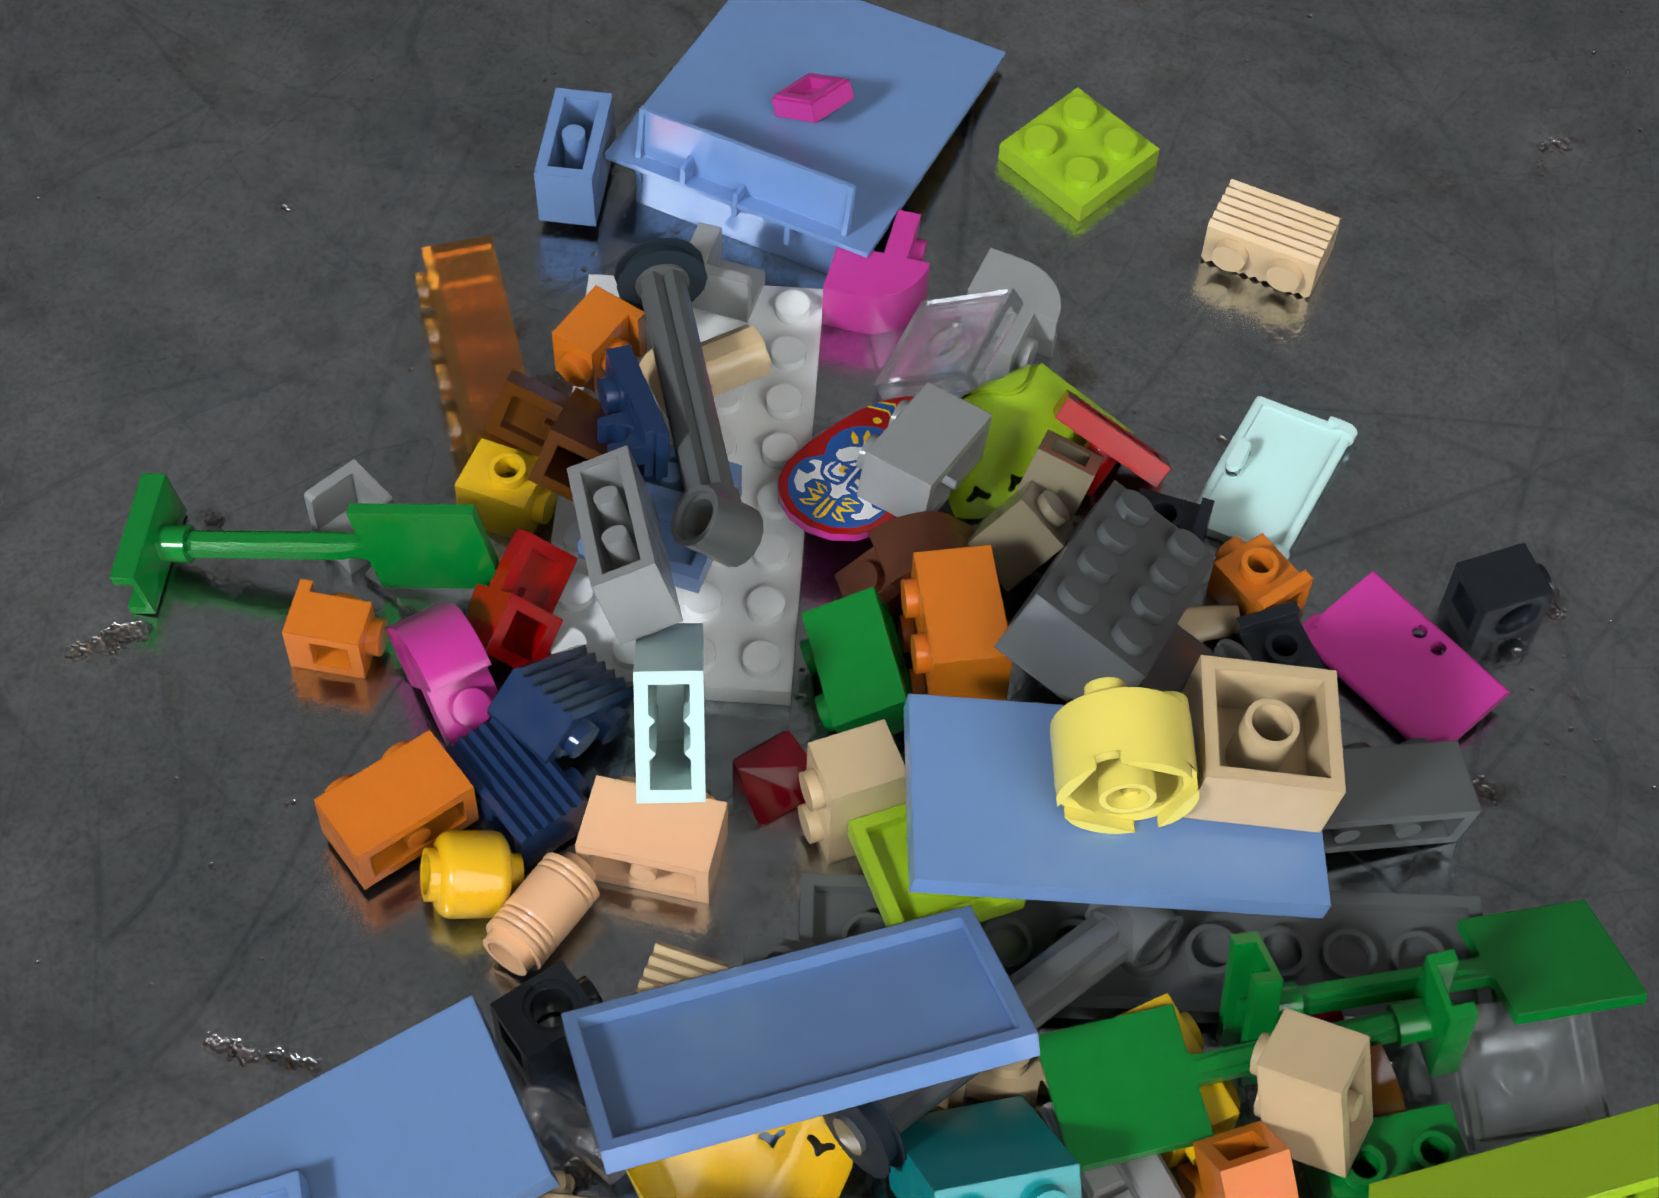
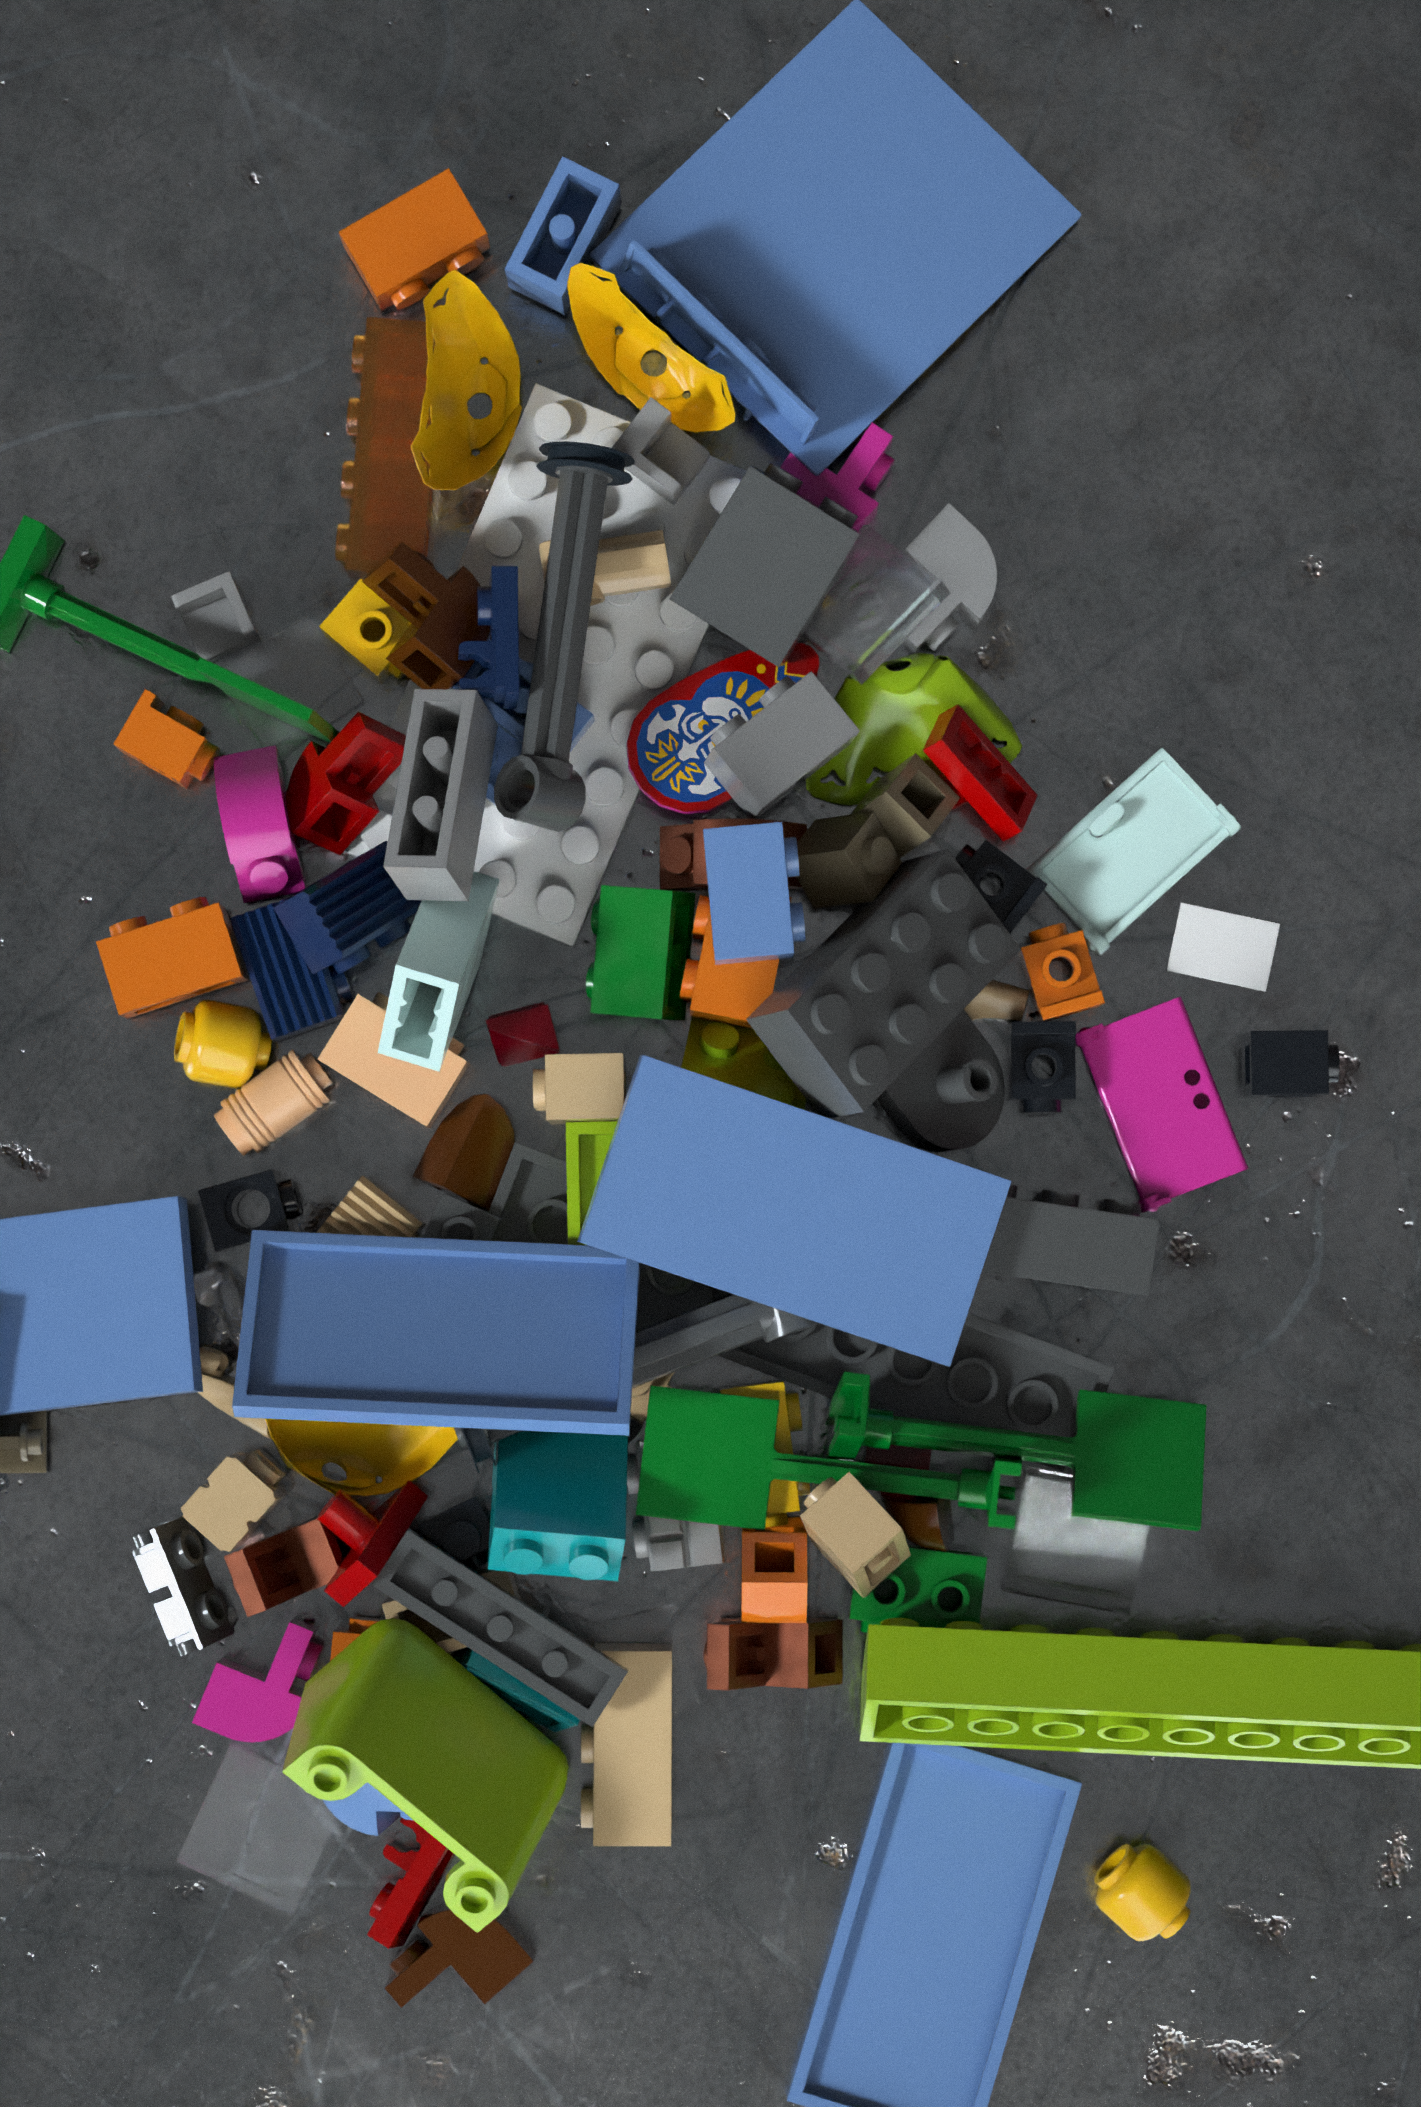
camera: 20 degrees right, 30 degrees up
(445, 191) = (416, 241): none -> orange brick
(522, 252) = (463, 334): none -> yellow piece
(591, 327) = (506, 499): orange brick -> none
(680, 196) = (602, 307): none -> yellow piece
(756, 897) = (469, 1151): none -> reddish brown brick
(812, 97) = (833, 247): dark pink tile -> none
(852, 321) = (768, 563): none -> dark grey brick
(953, 536) = (751, 894): none -> medium blue brick
(1078, 154) = (1107, 377): lime plate -> none
(1124, 757) = (800, 1201): light yellow brick -> none
(1266, 743) = (938, 1215): tan brick -> none
(1270, 238) = (1254, 566): tan brick -> none
(1389, 533) = (1223, 947): none -> white sticker

